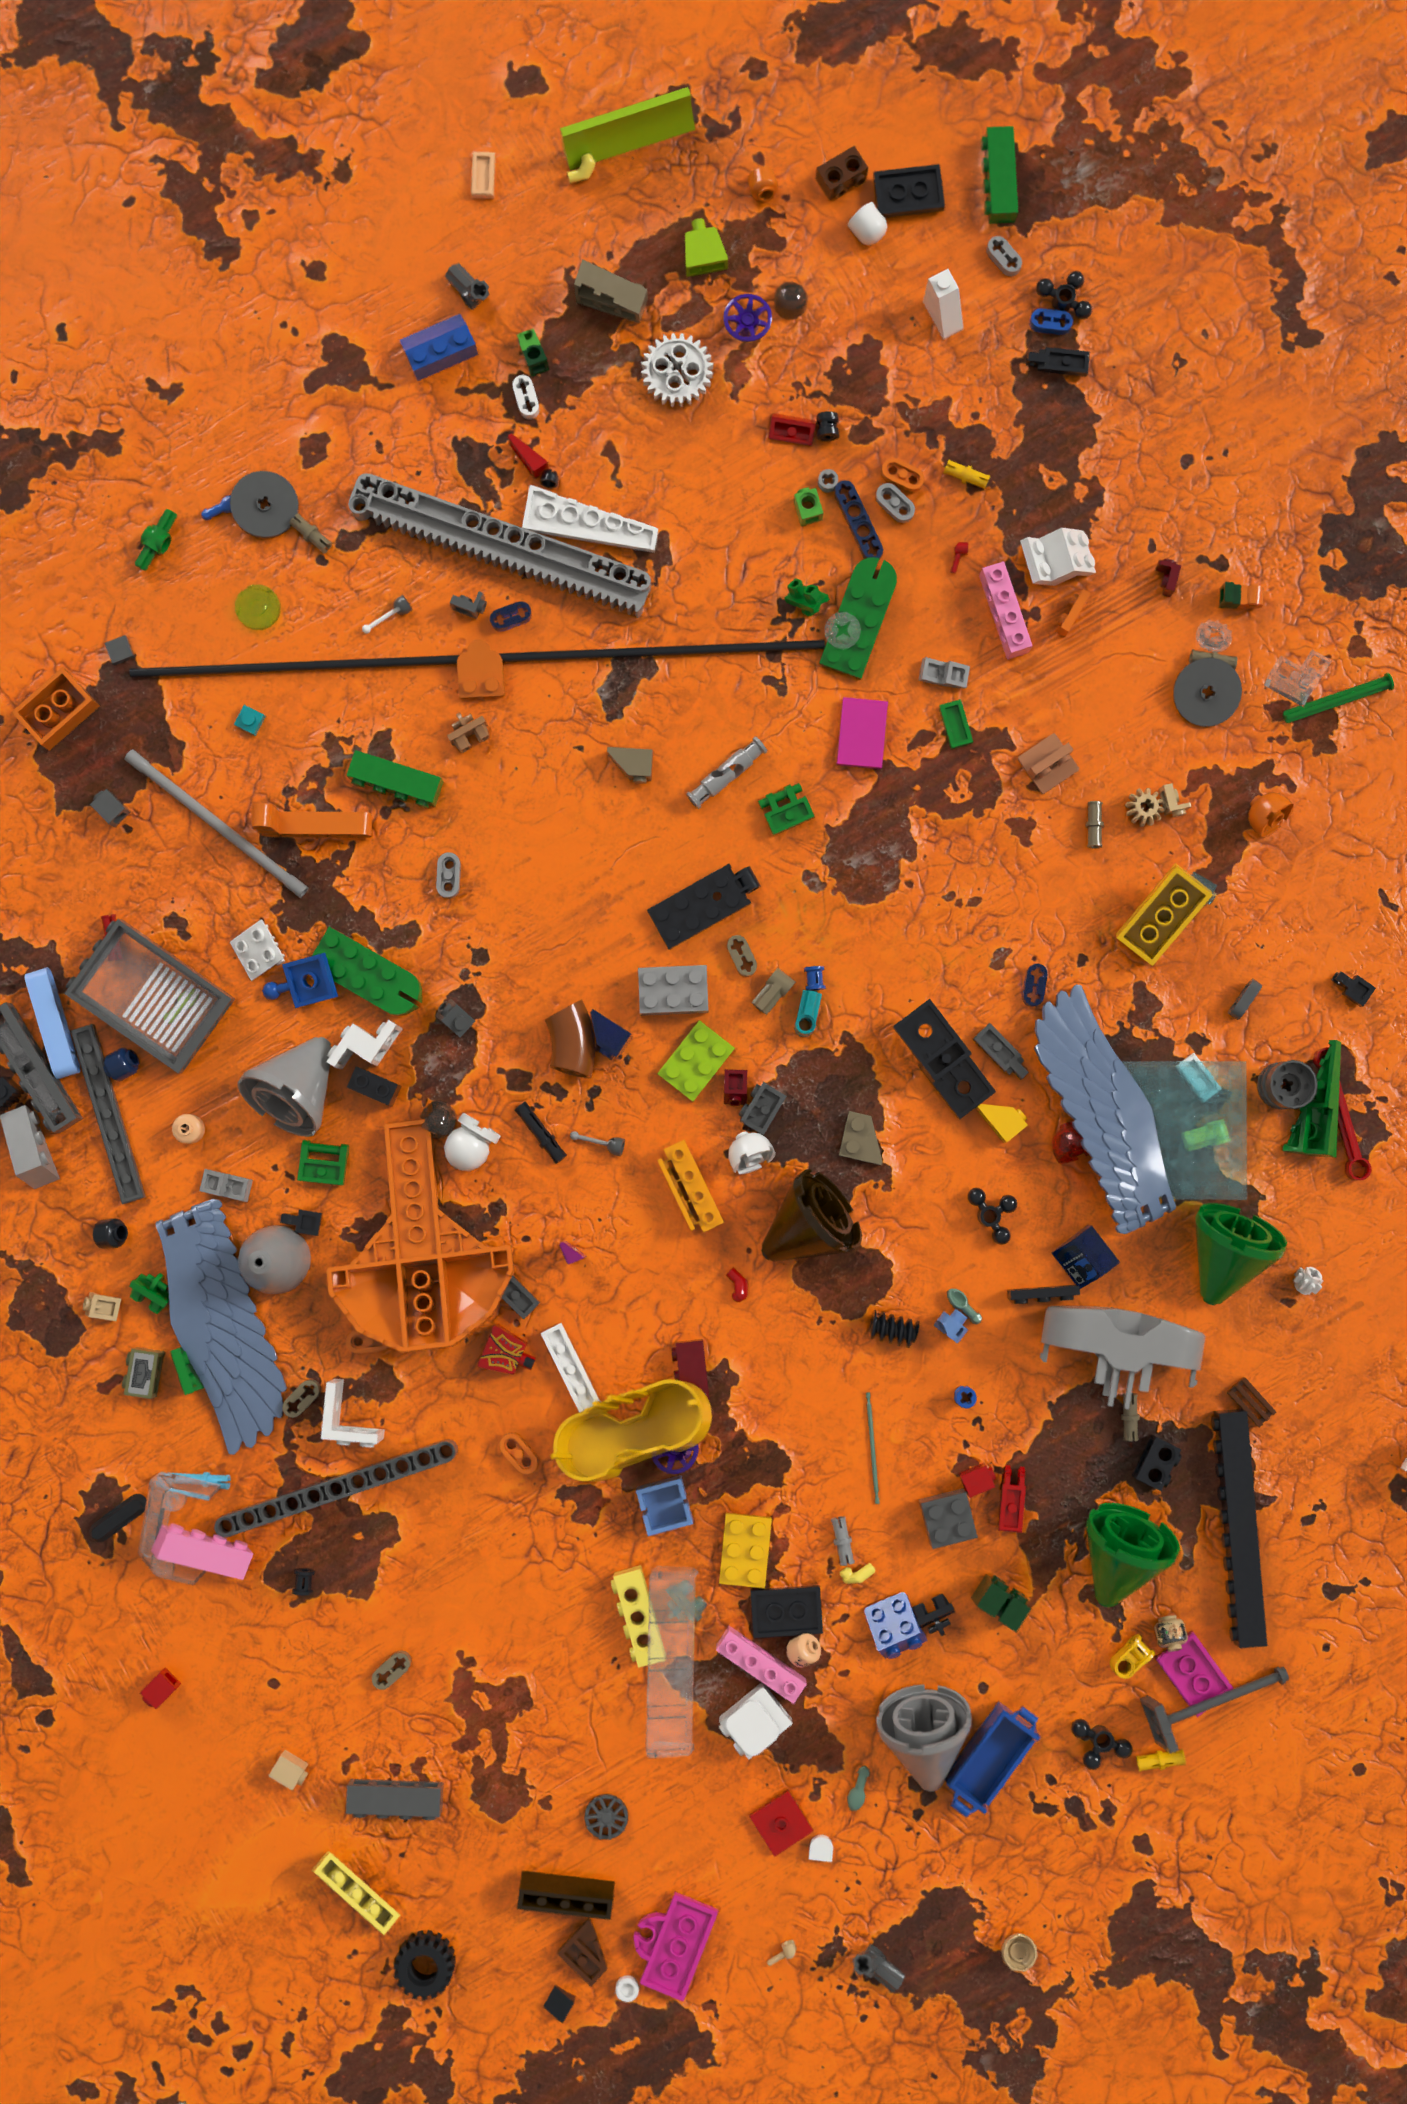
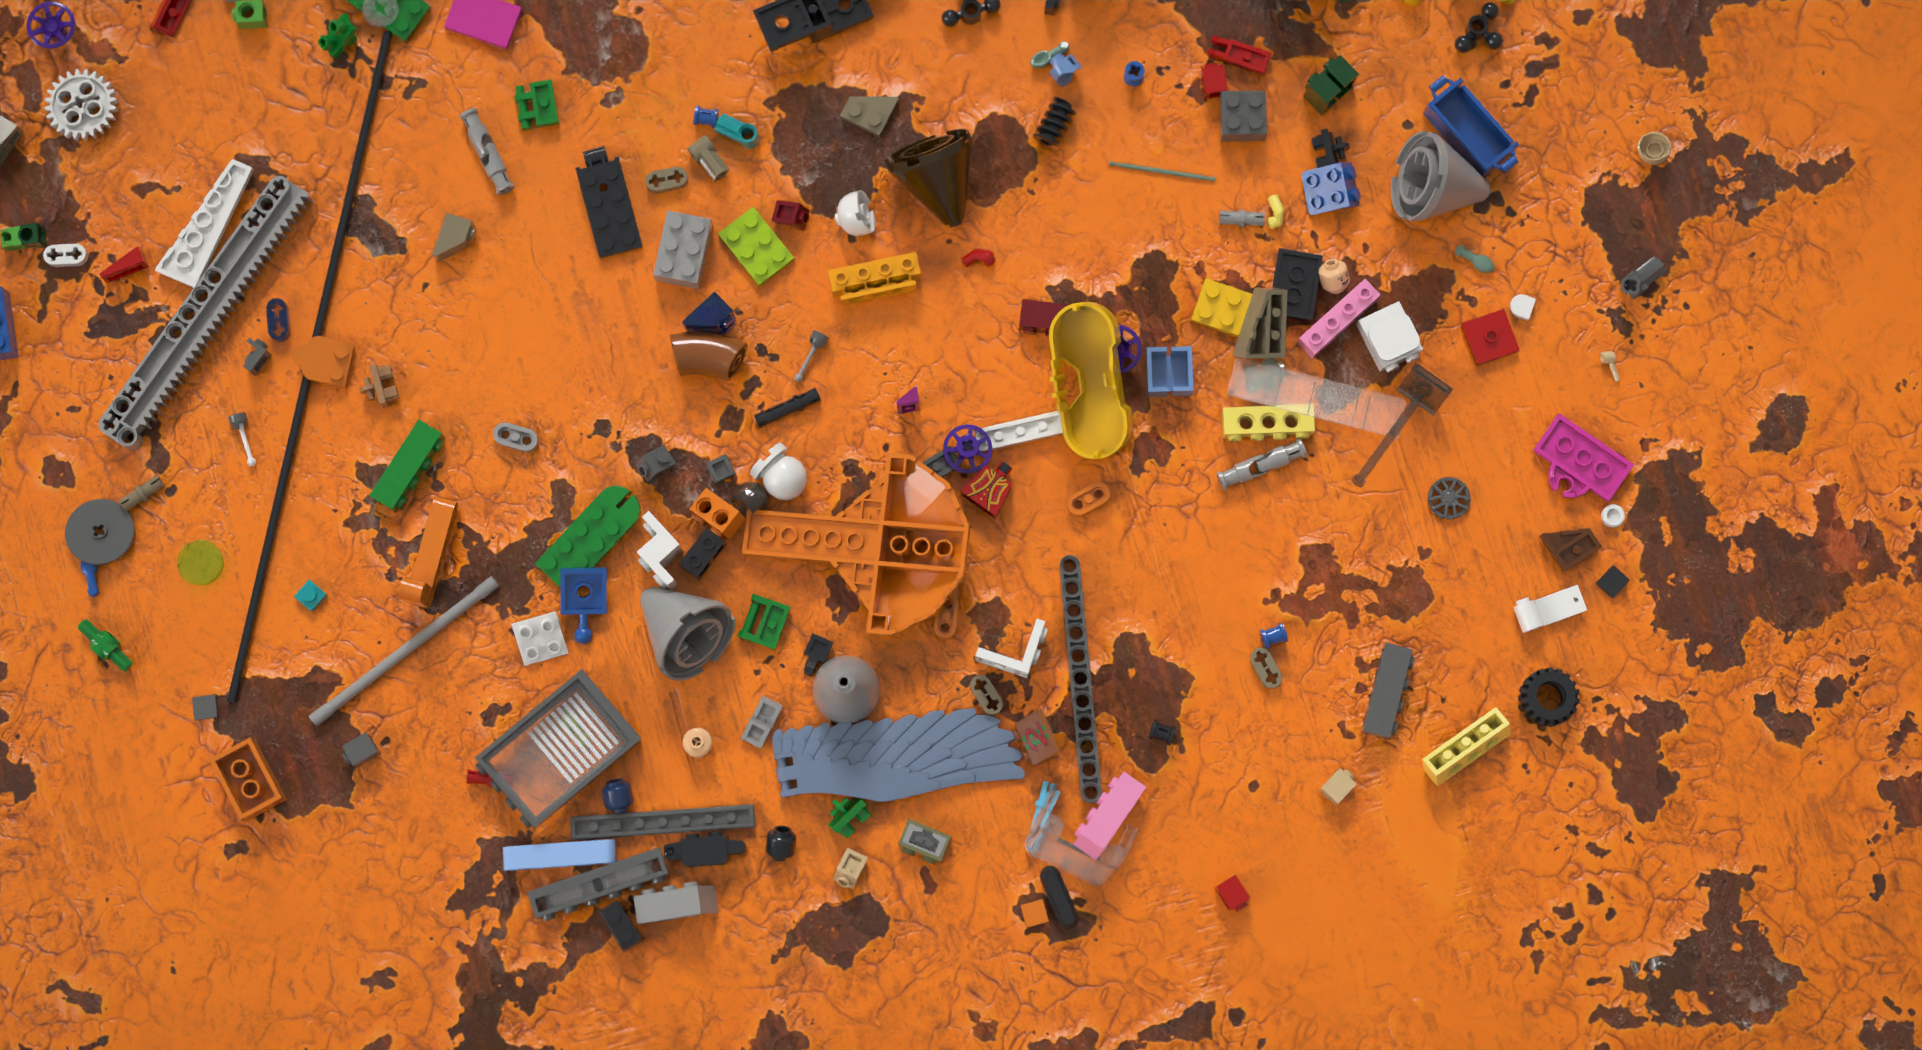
camera: 80 degrees left, 5 degrees down
(87, 1161) = (704, 851): none -> black hinge
(99, 1496) = (1034, 913): none -> orange tile
(187, 1376) = (939, 799): green bracket -> none
(264, 1461) = (1036, 738): none -> dark orange slope
(420, 1092) = (719, 511): none -> orange brick
(424, 1671) = (1273, 635): none -> blue bush
(465, 1082) = (721, 469): none -> dark grey tile
(511, 1935) = (1549, 609): none -> white door
(539, 1321) = (967, 448): none -> dark purple wheel
(549, 479) = (153, 251): black hinge -> none
(566, 1895) = (1511, 548): dark brown brick -> none
(600, 1627) = (1273, 459): none -> light grey piece
(704, 1771) = (1423, 391): none -> clear smoke tile
(731, 1592) = (1264, 325): none -> dark tan wedge
(762, 1108) = (816, 194): dark grey bracket -> none

